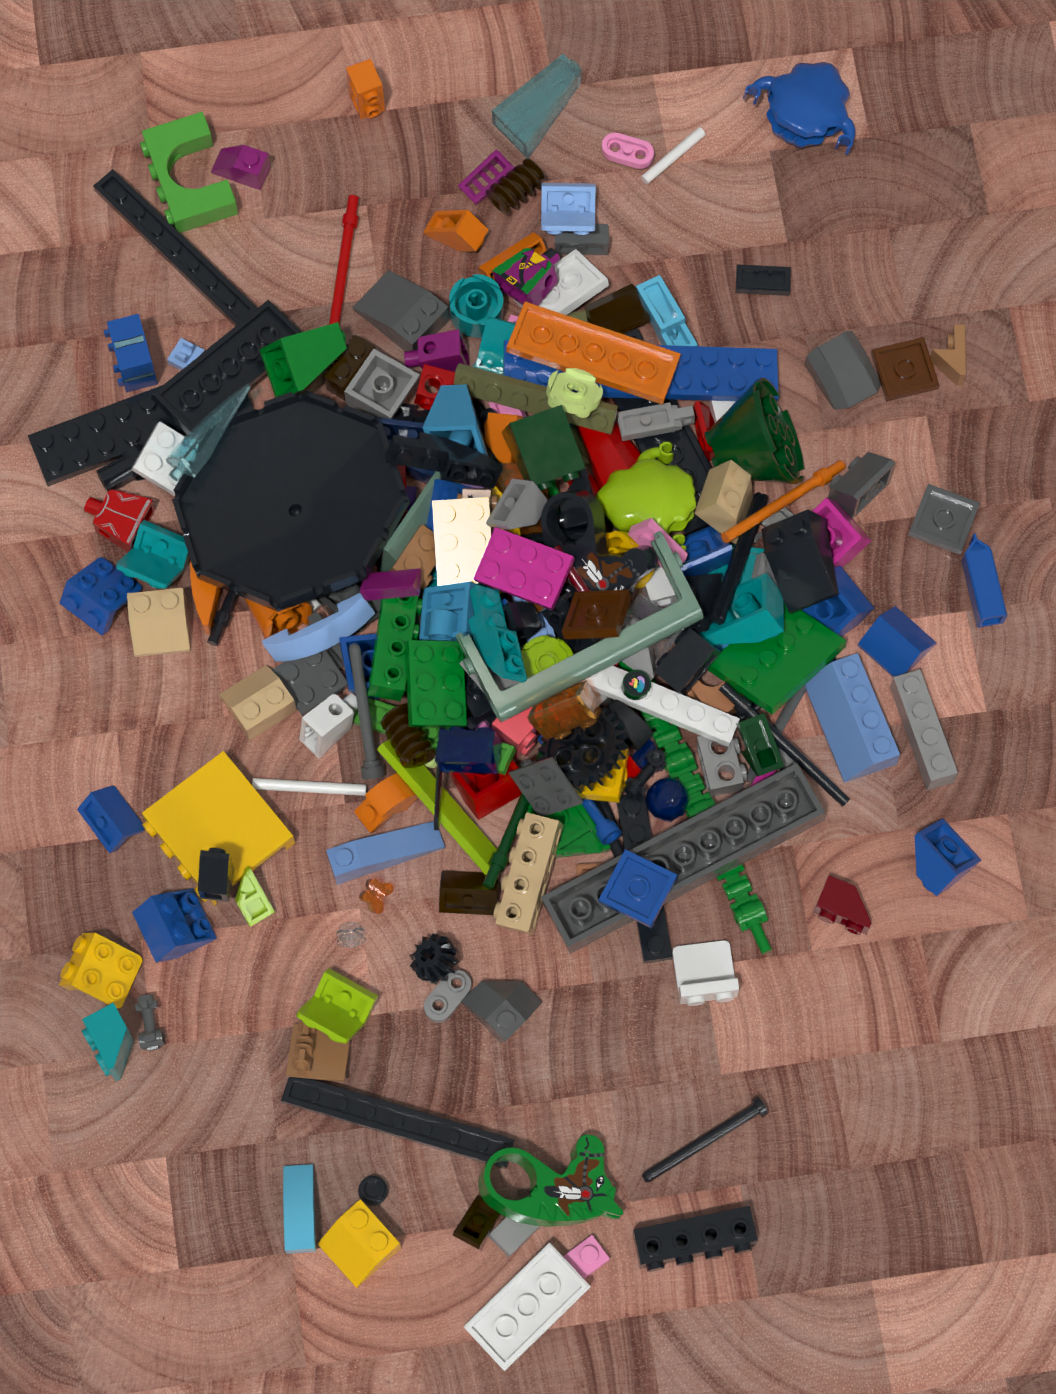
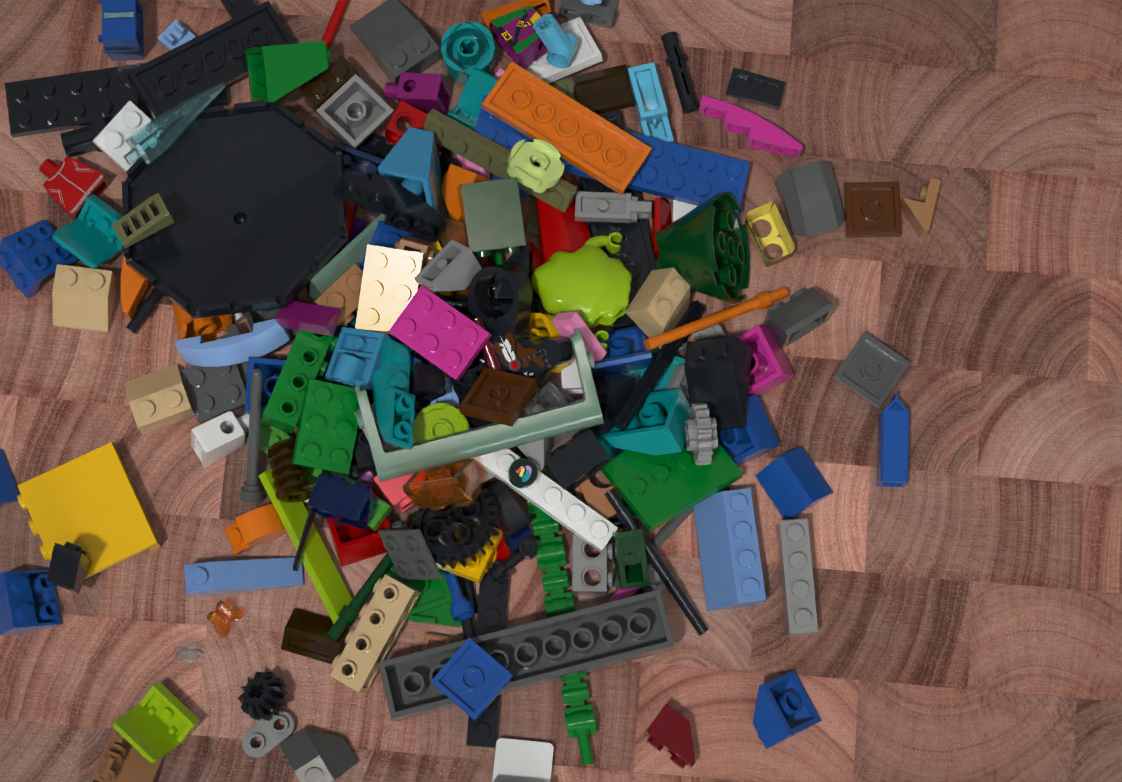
camera: 10 degrees right, 5 degrees up
(218, 529) = (154, 225): none -> olive slope
(252, 899) = (103, 595): lime tile -> none
(309, 786) = (187, 494): white bar -> none
(564, 275) = (559, 43): none -> medium azure piece
(667, 799) = (528, 590): clear blue hair -> none
(680, 271) = (676, 62): none -> black pin
(779, 320) = (760, 133): none -> dark pink slope
(798, 610) = (701, 434): none -> light grey gear
(819, 404) = (778, 227): none -> light yellow piece

